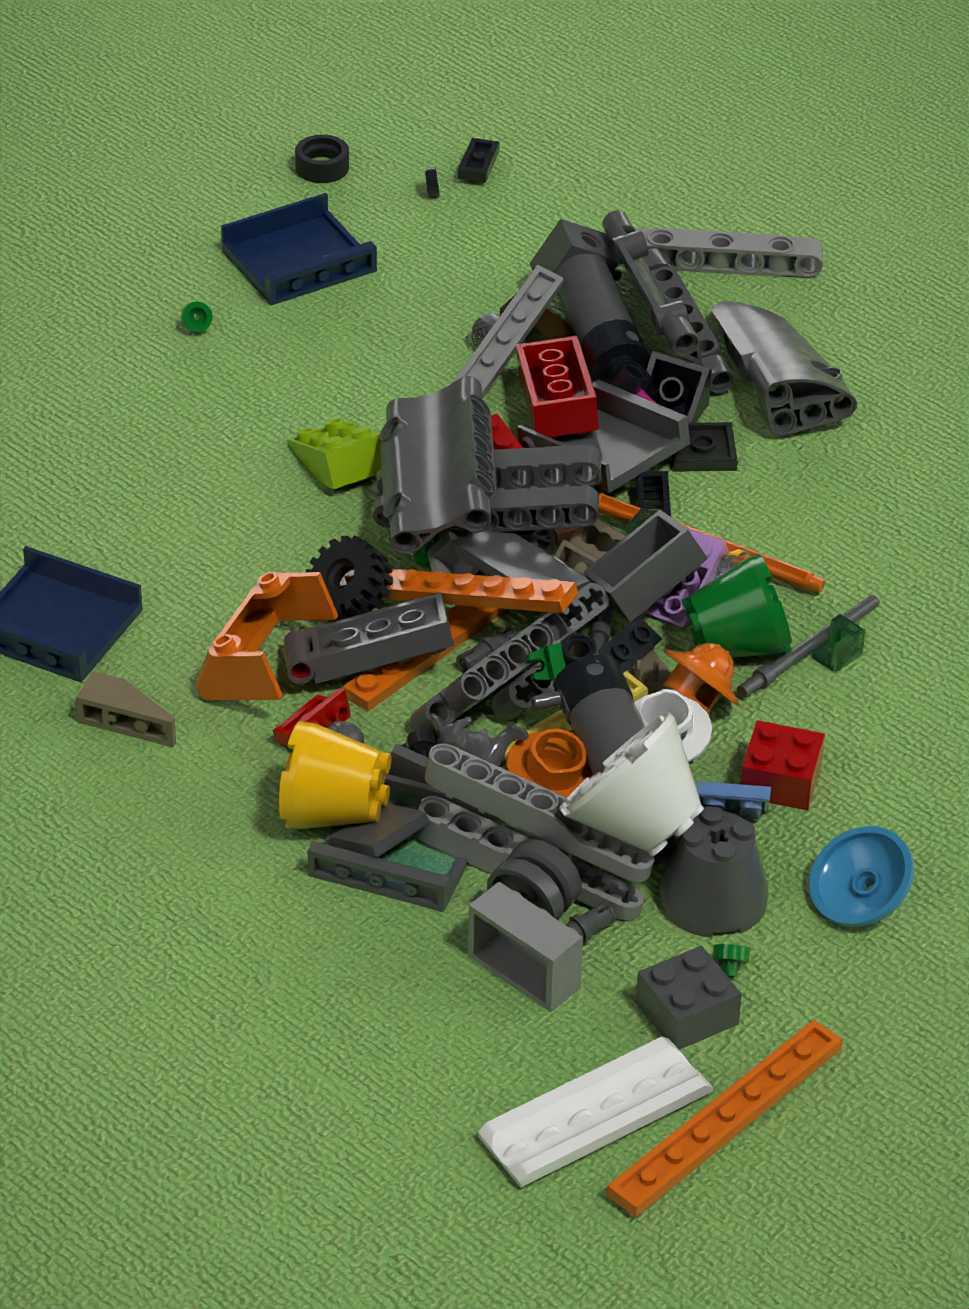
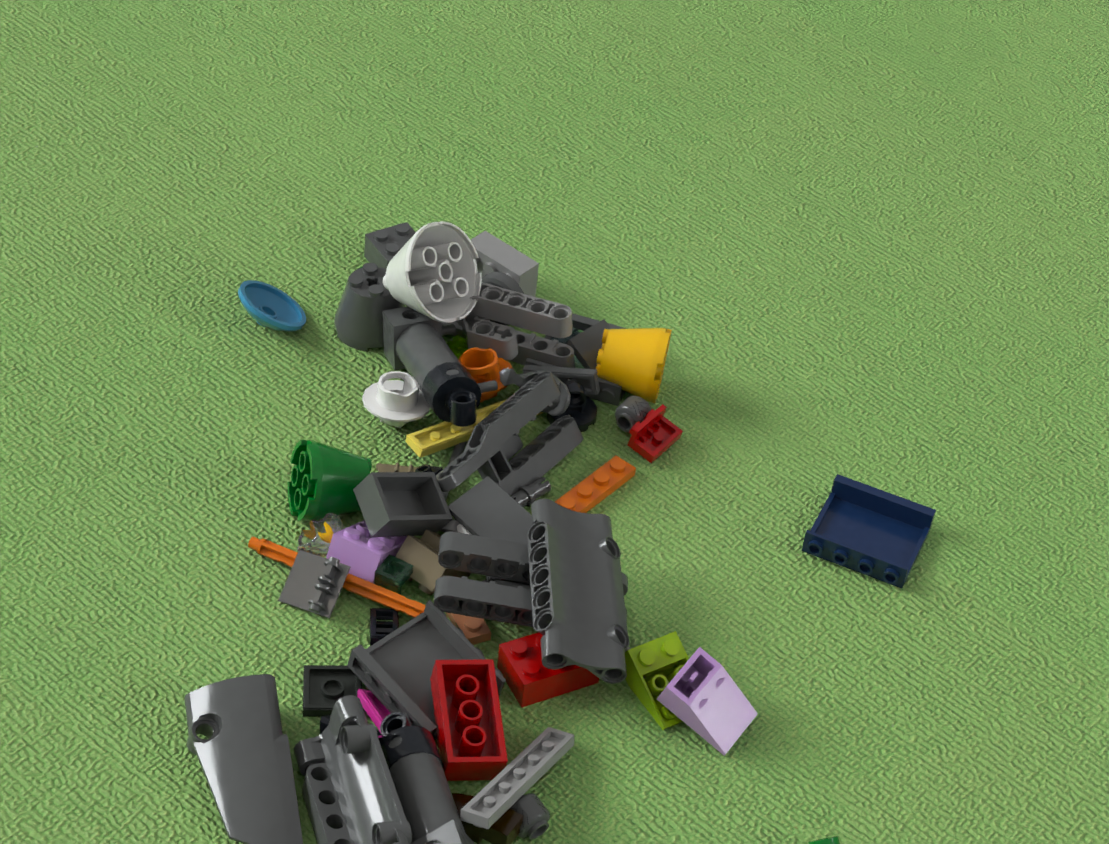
camera: 175 degrees right, 0 degrees up
(123, 709) = (793, 451): dark tan slope -> none
(232, 663) = (702, 503): orange windscreen -> none
(306, 408) = (708, 701): none -> lavender slope
(368, 641) = (619, 477): dark grey hinge -> none
(369, 576) = (642, 525): black tyre -> none
(480, 590) = (538, 486): orange plate -> none
(551, 662) = (484, 408): green tile -> none
(593, 1110) = (459, 204): white plate -> none
(702, 674) = (367, 433): orange helmet -> none
(723, 1118) = (377, 200): orange plate -> none
(726, 521) = (314, 583): none -> dark grey hinge
(747, 799) = (355, 333): medium blue tile -> none
(768, 674) = (248, 508): dark grey bar -> none
(784, 760) = (311, 390): red brick -> none
(843, 646) = (246, 487): clear green panel -> none

